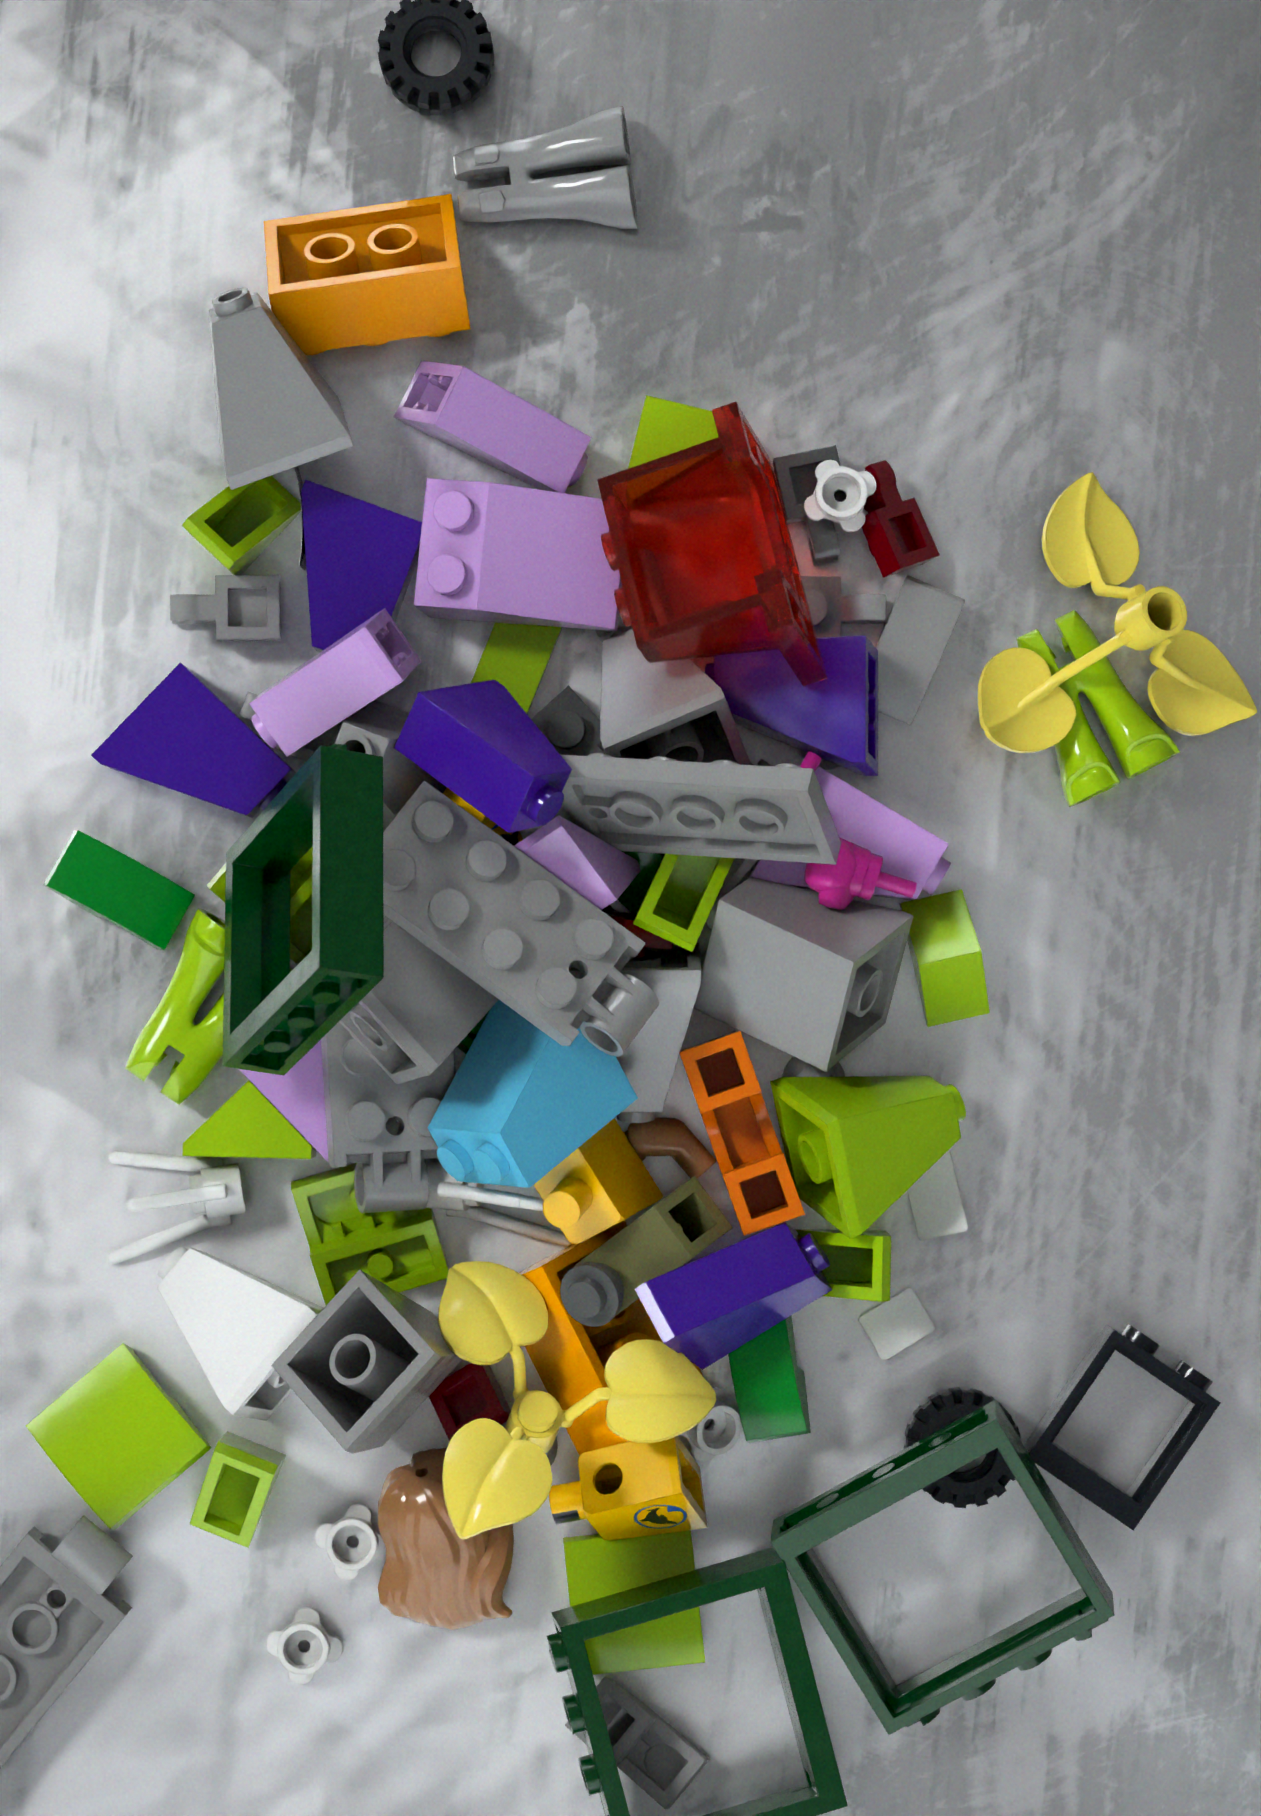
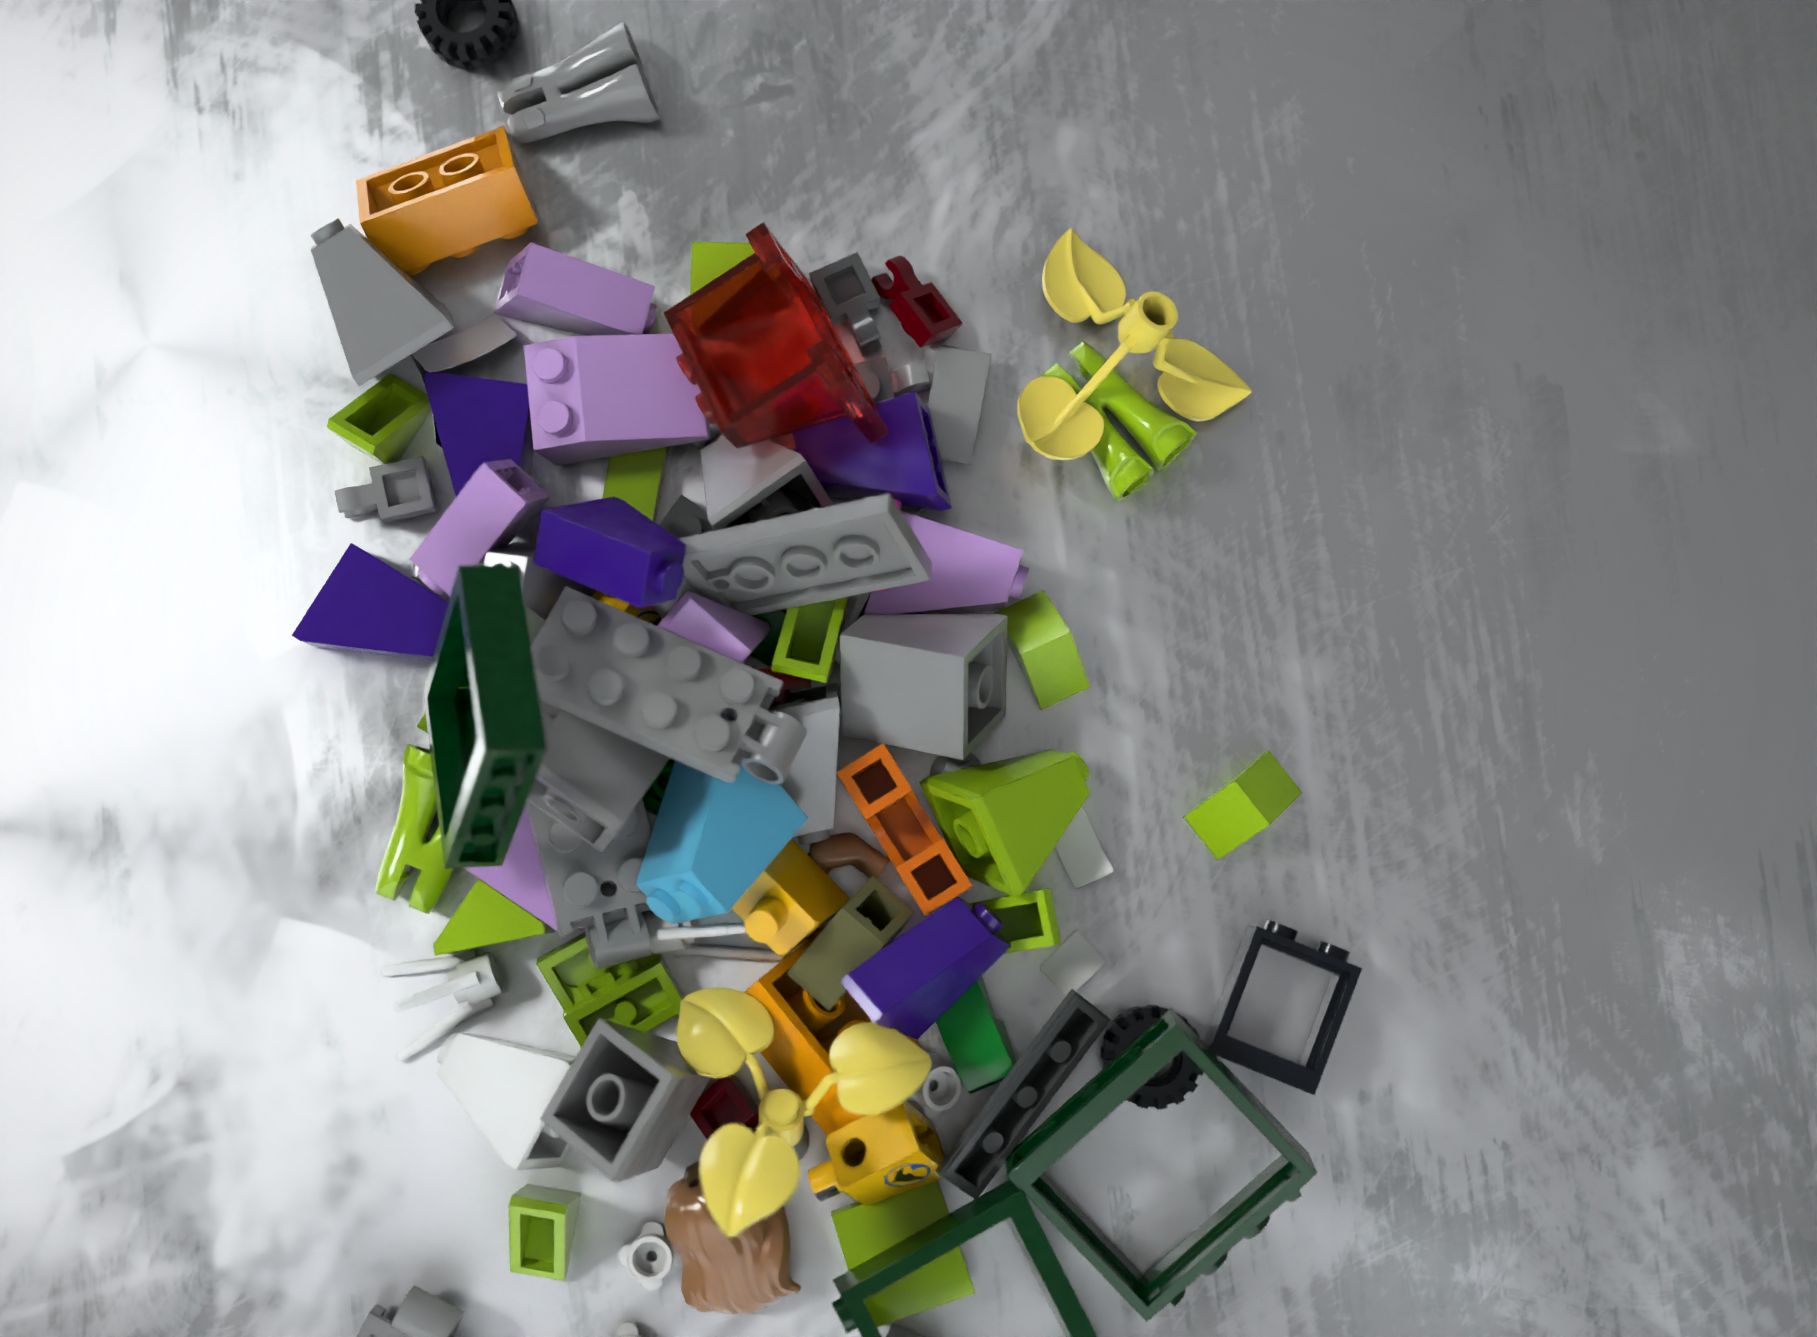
camera: 10 degrees left, 5 degrees down
(118, 1437) = (432, 1210): lime slope -> none
(119, 889) = (341, 744): green slope -> none
(371, 450) = (465, 345): none -> white sticker
(592, 1293) = (805, 994): dark grey plate -> none
(809, 1457) = (1023, 1095): none -> dark grey slope
(853, 875) = (946, 591): dark pink piece -> none
(856, 487) = (869, 273): white plate -> none
(1133, 1188) = (1243, 805): none -> lime slope

